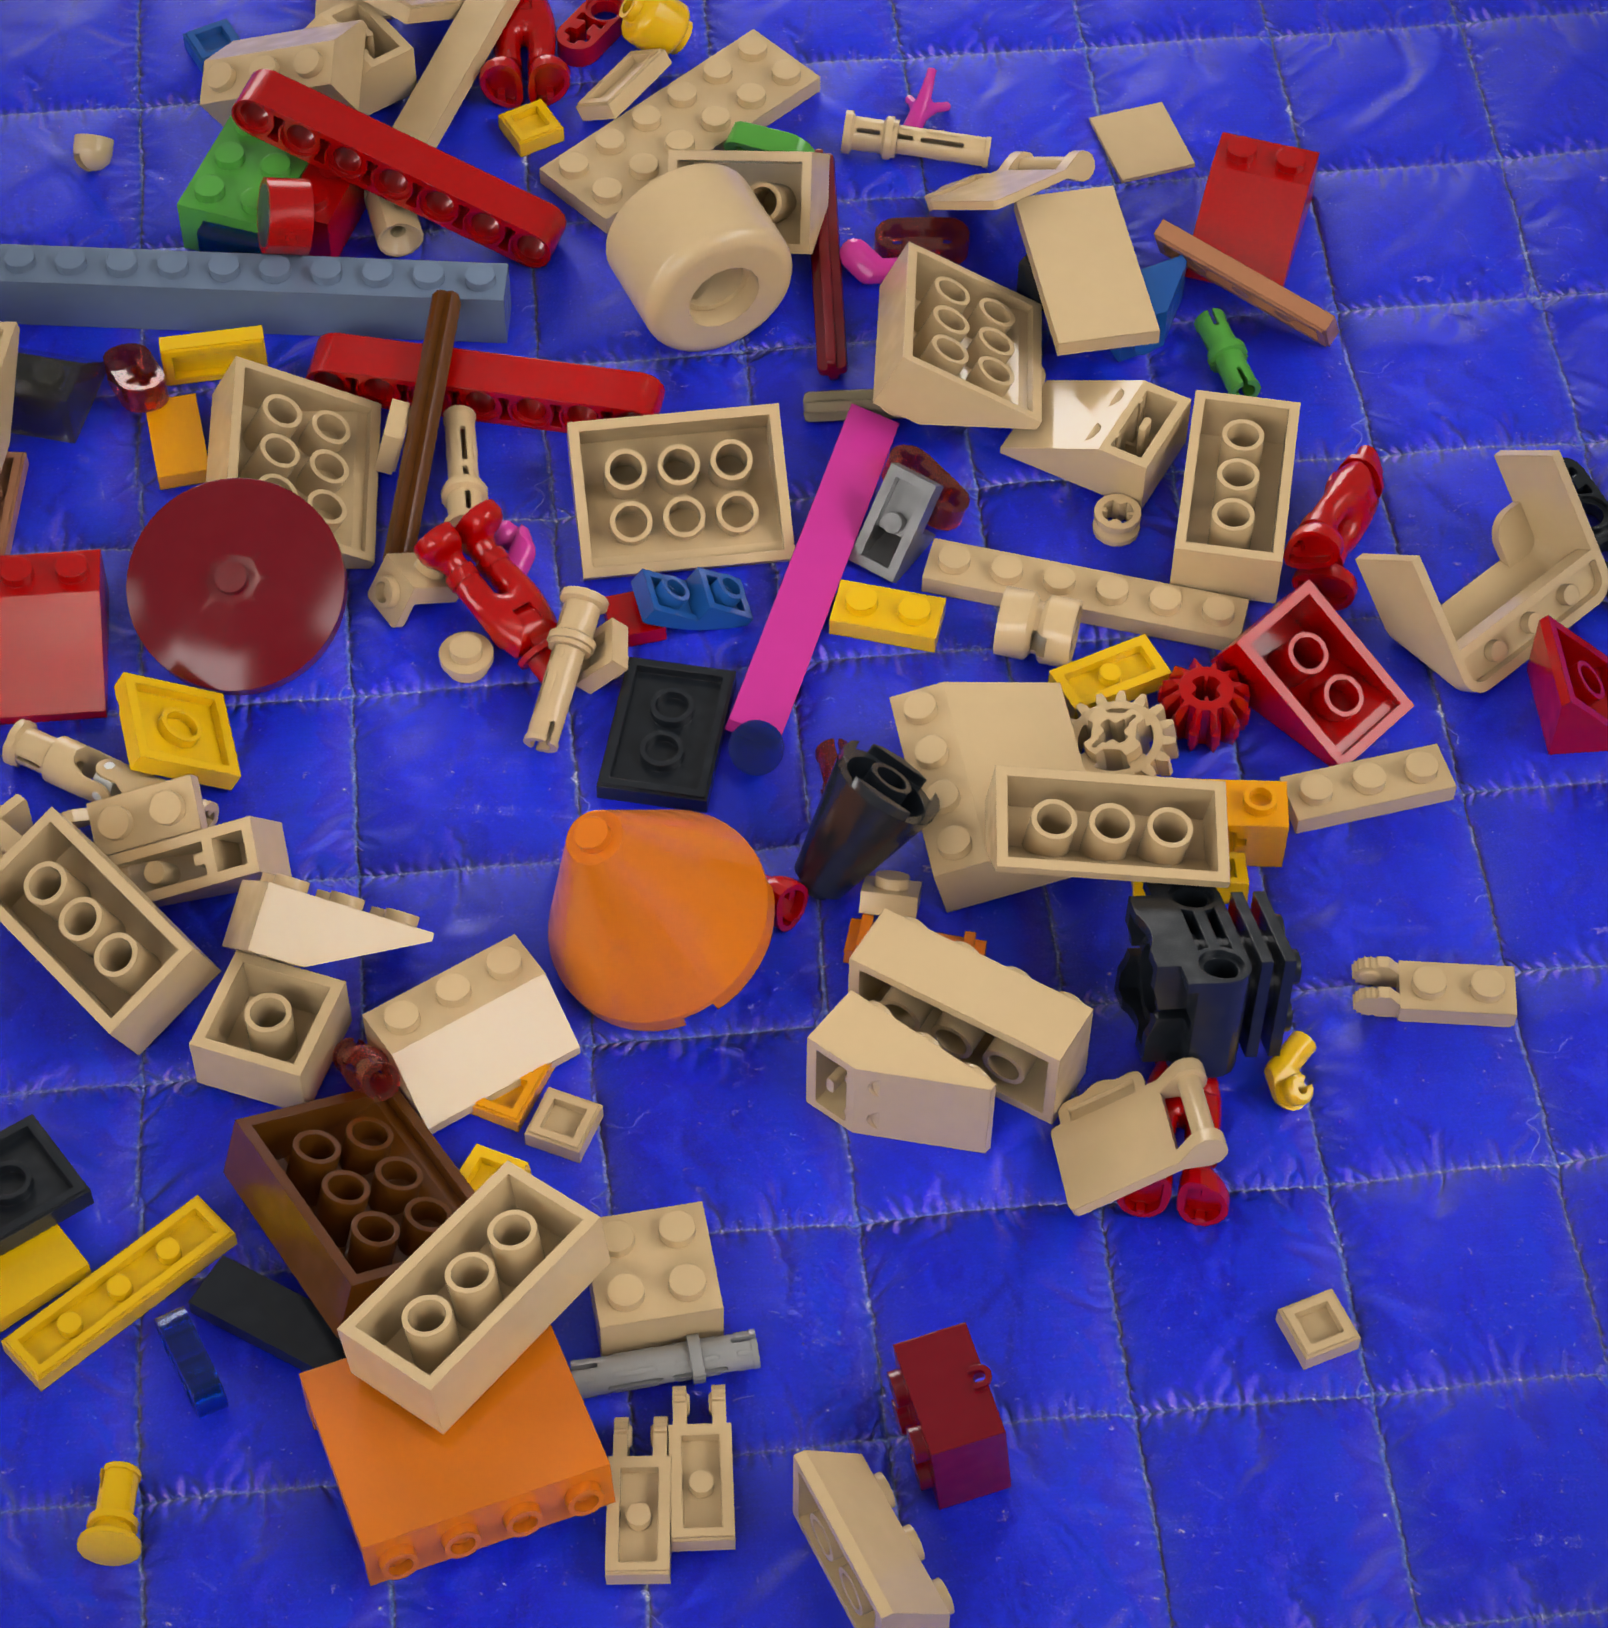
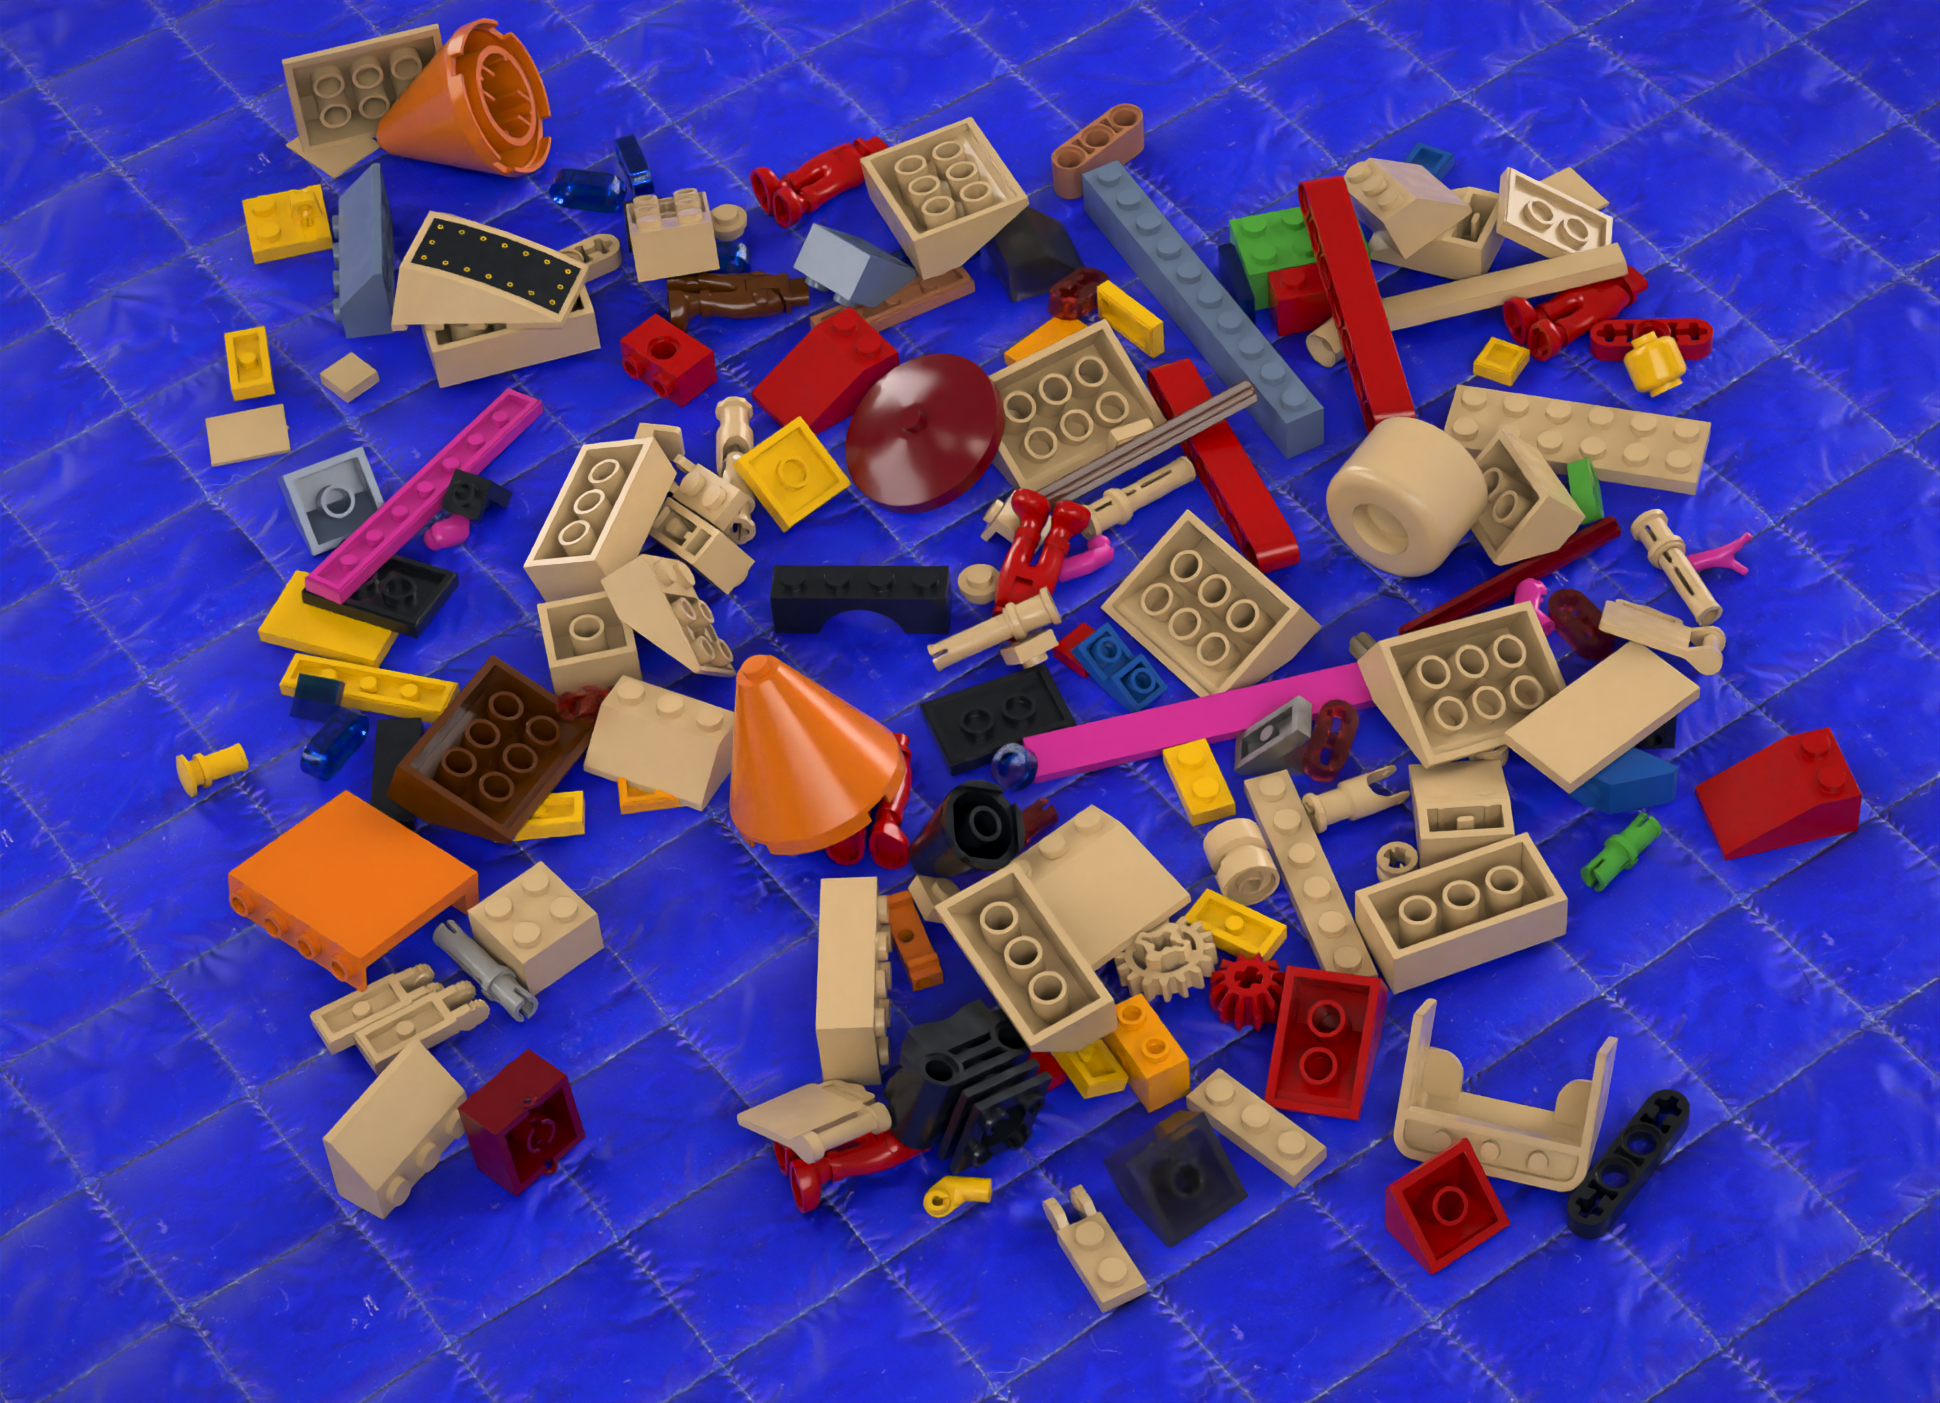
camera: 65 degrees right, 5 degrees down
(92, 151) = (1264, 161): tan hinge -> none
(101, 1350) = (316, 698): none -> clear blue tile
(285, 216) = (1246, 270): red piece -> none
(375, 796) = (910, 595): none -> black arch
(474, 1296) = (429, 827): tan brick -> none
(563, 1124) = (637, 831): tan tile -> none
(623, 84) = (1583, 383): tan tile -> none
(895, 1081) = (769, 957): tan slope -> none
(1012, 511) = (1350, 800): none -> tan piece
(1141, 142) = (1816, 699): tan window -> none
(1247, 284) = (1695, 824): nougat tile -> none
(1317, 1329) = (750, 1307): tan tile -> none
(1336, 527) = (1518, 990): red piece -> none
(1395, 875) = (1176, 1176): none -> clear smoke slope

